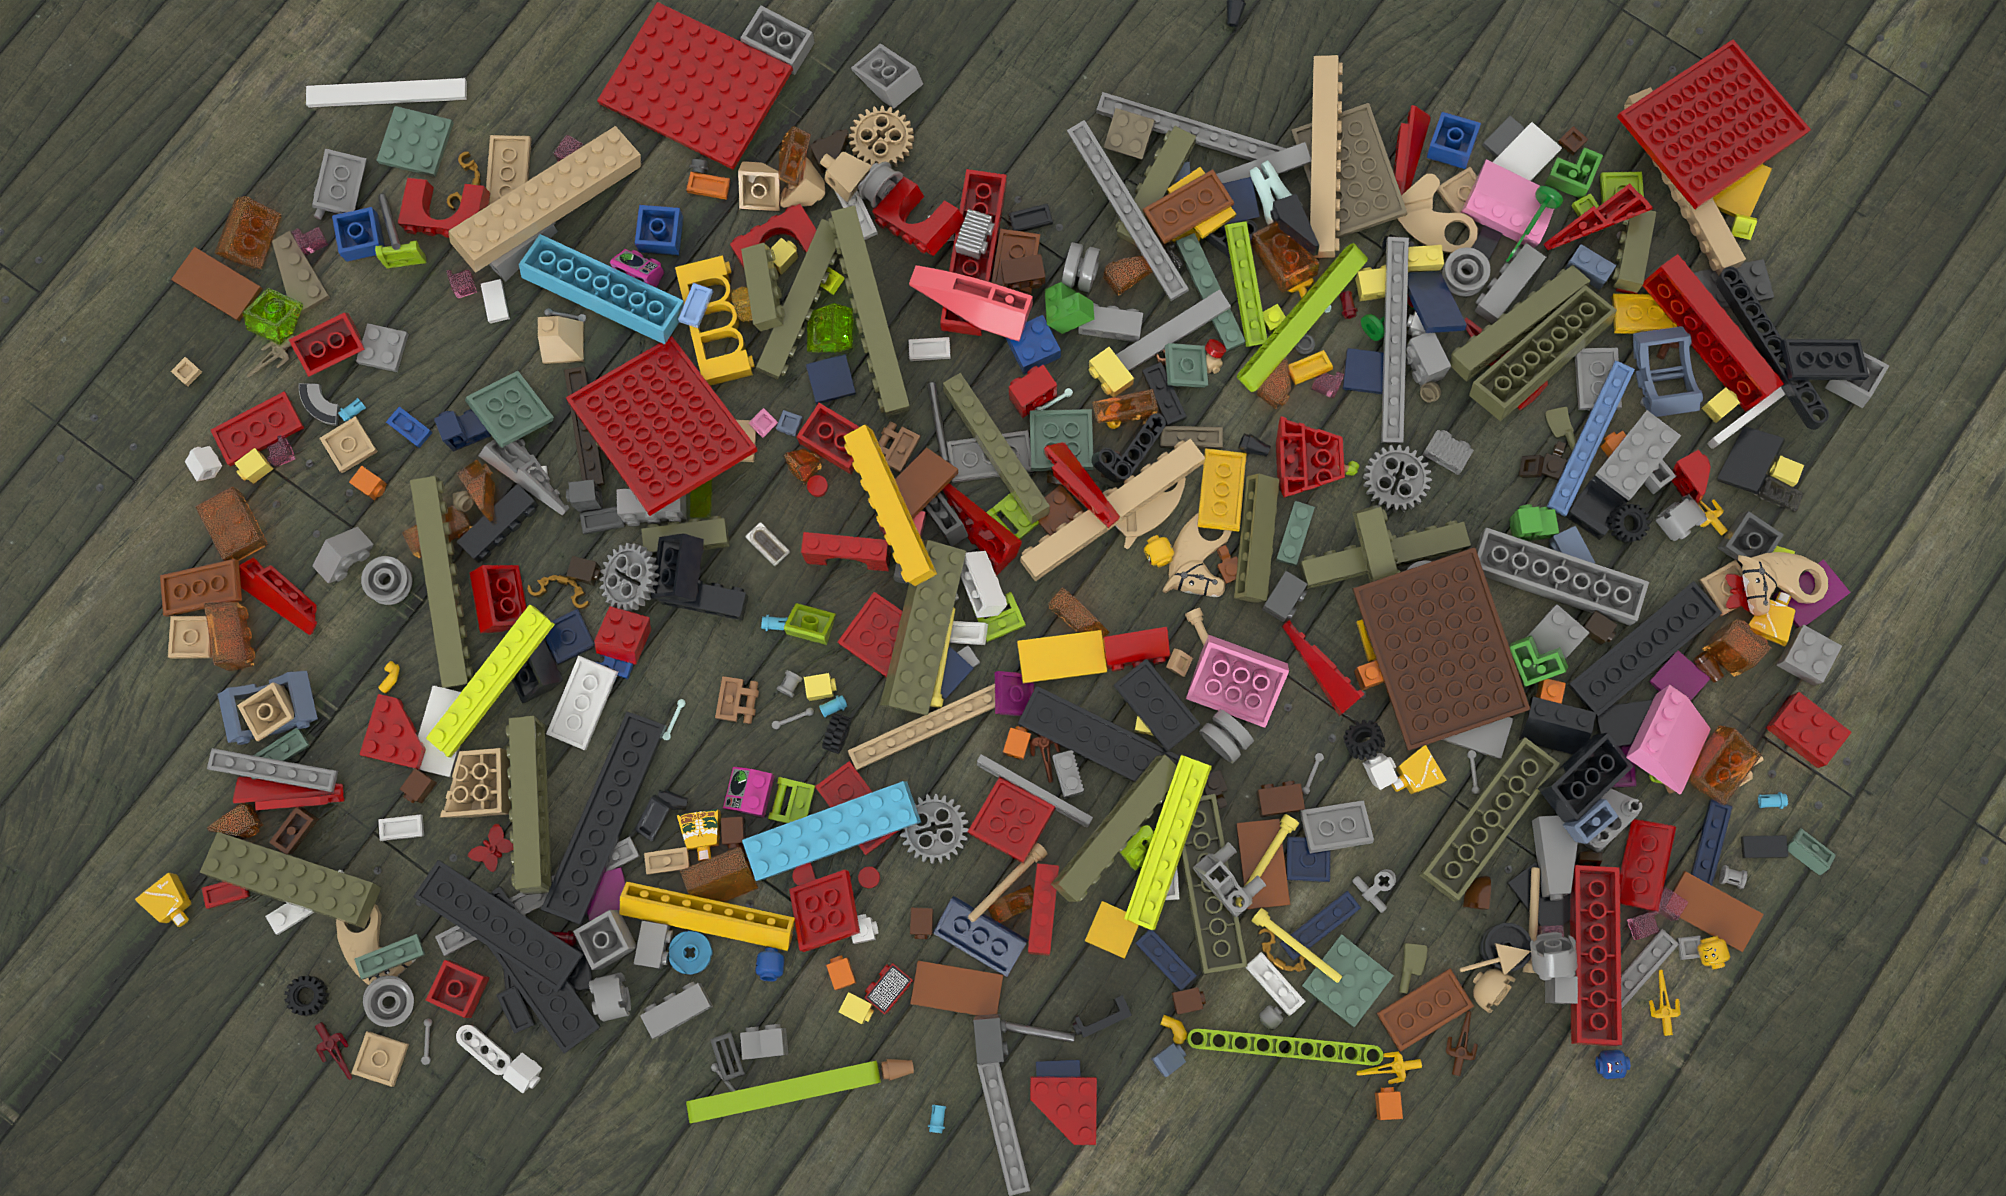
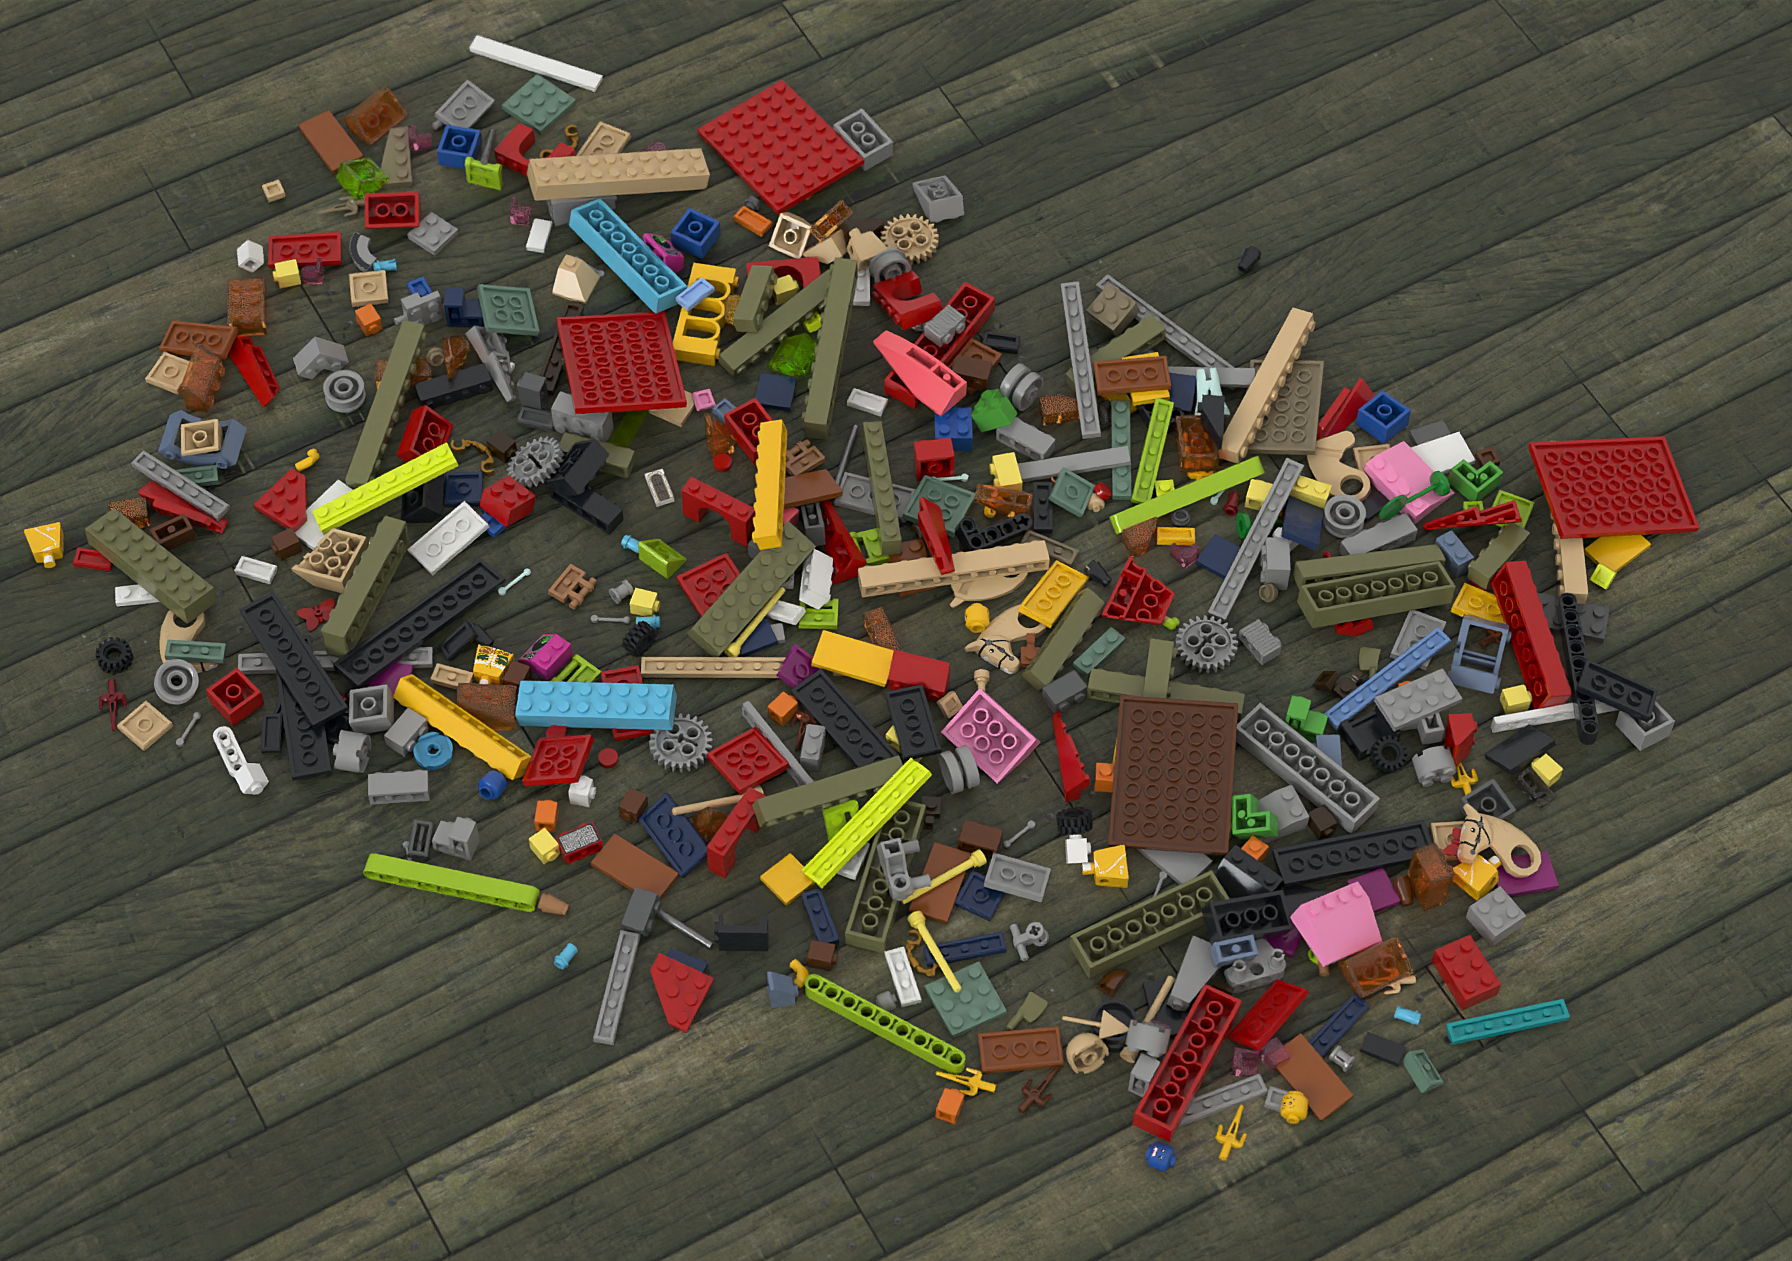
camera: 20 degrees right, 20 degrees down
(418, 453) = (421, 309): none -> light grey plate
(1868, 763) = (1507, 1021): none -> teal plate

